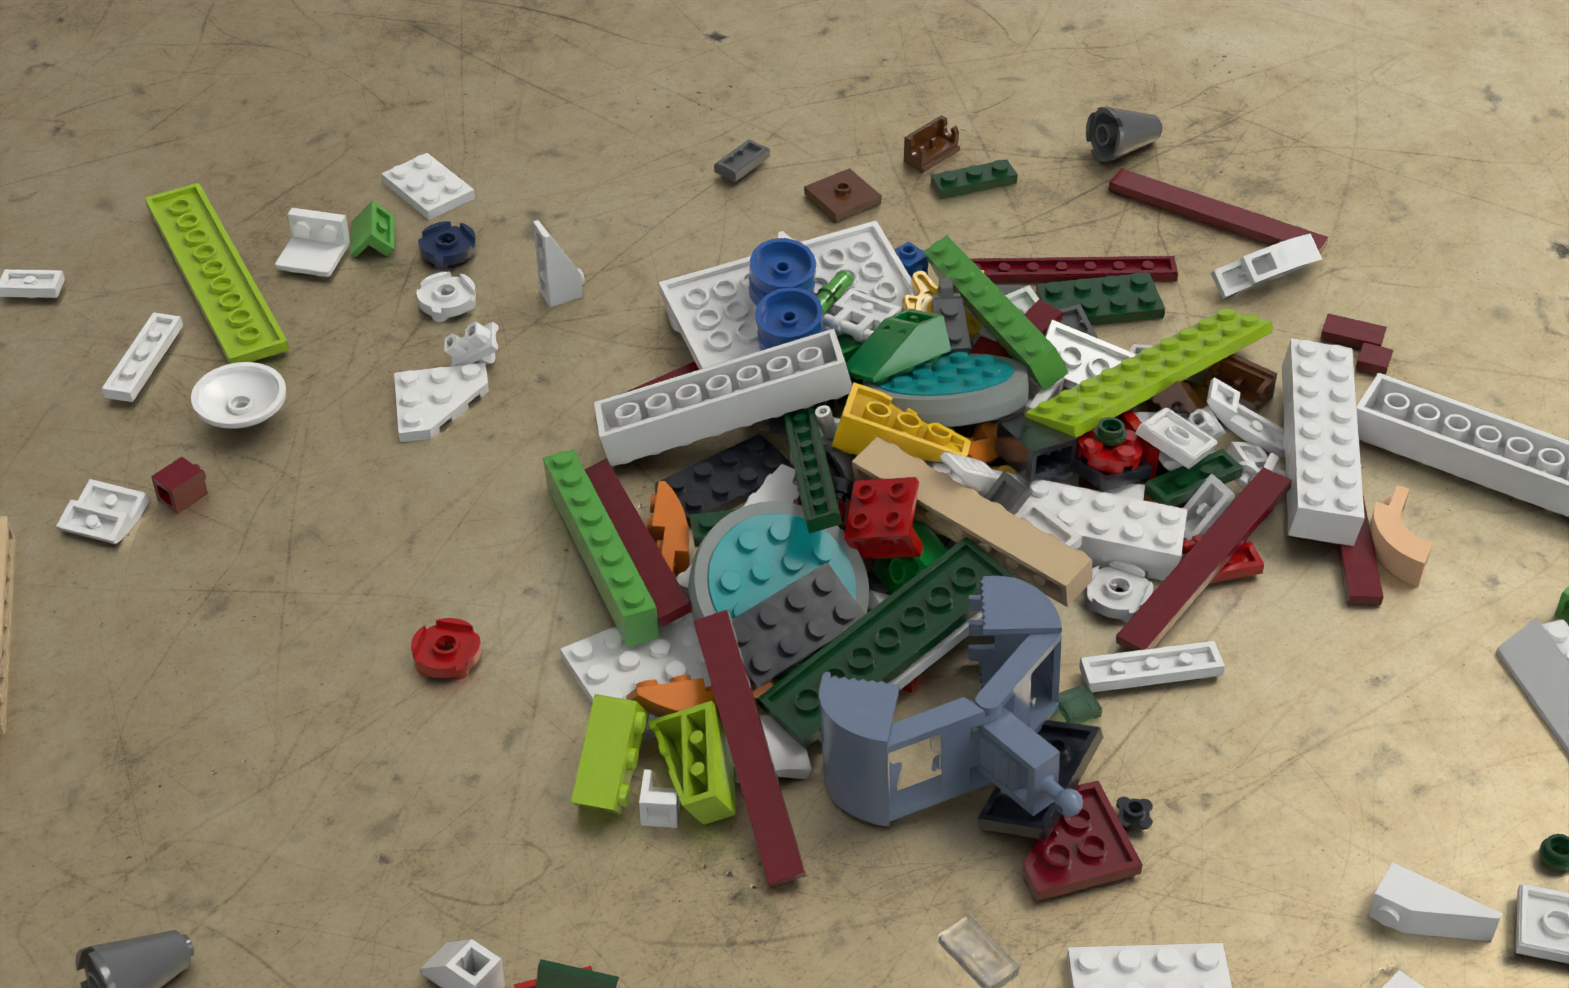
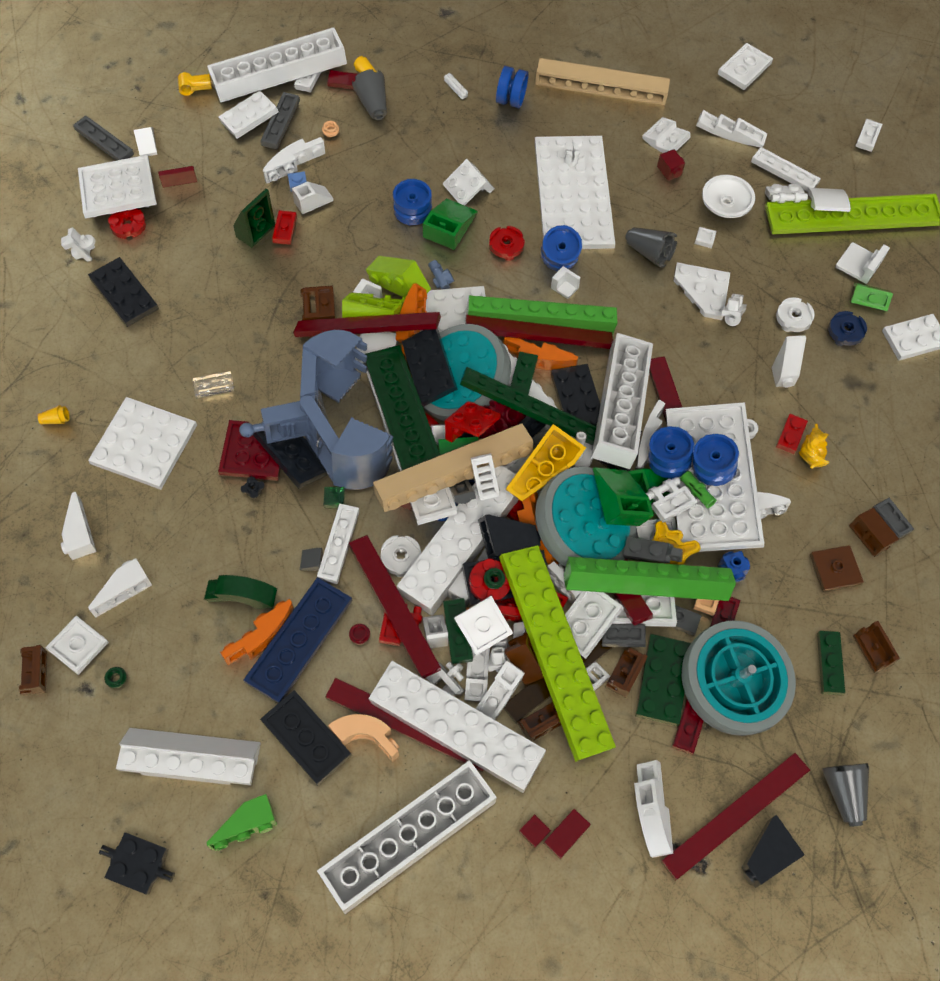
camera: 110 degrees right, 20 degrees up
(50, 852) = (456, 86): none -> white axle
(53, 733) = (512, 86): none -> blue wheel
(63, 436) = (735, 131): none -> white slope
(195, 345) = (781, 193): none -> white plate
(205, 287) = (829, 199): none -> white slope
(280, 600) = (575, 188): none -> white plate
(325, 418) = (705, 237): none -> white tile
(327, 742) = (466, 182): none -> white bracket
(381, 457) = (652, 244): none -> dark grey cone
(415, 798) = (412, 201): none -> blue wheel
(437, 733) = (448, 223): none -> green slope
(444, 557) = (570, 244): none -> blue wheel
(501, 553) = (565, 282): none -> white panel
(568, 706) = (442, 278): none -> sand blue plate
(658, 264) = (791, 434): none -> red plate
(676, 231) = (814, 448): none -> yellow hair
(711, 858) = (324, 302): none -> reddish brown plate
(774, 170) = (873, 532): none -> reddish brown hinge
(1058, 230) = (738, 678): none -> teal wheel
(1120, 324) = (626, 672): none -> reddish brown hinge
(1198, 689) = (311, 559): none -> dark grey slope
(1241, 177) = (771, 853): none -> black slope
(1267, 595) = (359, 634): none -> dark red plate
(1325, 746) = (242, 590): none -> dark green arch
(1330, 656) = (298, 640): none -> dark blue plate
(1348, 692) = (256, 641): none -> orange slope
(1452, 598) = (306, 737): none -> black plate

